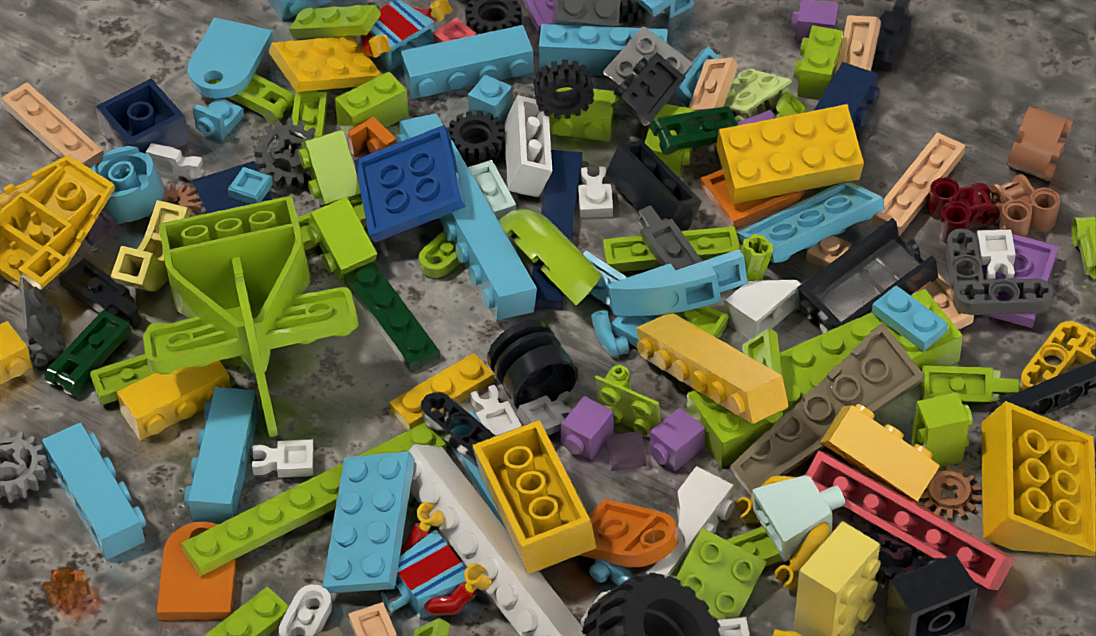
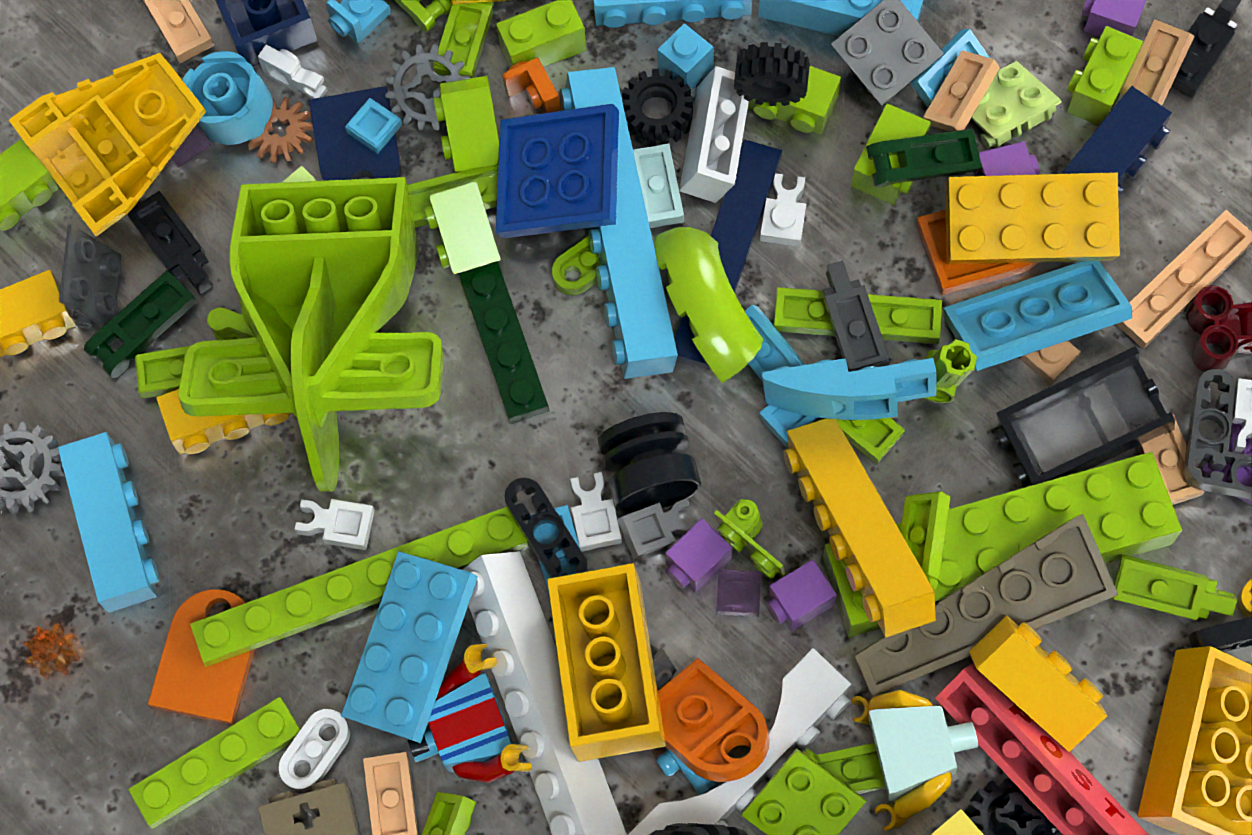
camera: 15 degrees right, 20 degrees up
(145, 266) = (211, 225): light yellow arch -> none
(223, 455) = (263, 509): medium azure brick -> none
(455, 381) = (541, 460): yellow plate -> none
(605, 336) = (749, 423): medium azure arm -> none
(649, 89) = (878, 87): black bracket -> none
(649, 181) = (854, 225): black brick -> none
(761, 305) = (945, 423): white slope -> none
(790, 105) = (1052, 144): lime plate -> none
(909, 318) = (1121, 498): medium azure plate -> none
(942, 428) = (1123, 660): lime brick -> none
(963, 495) = (1130, 740): nougat gear -> none

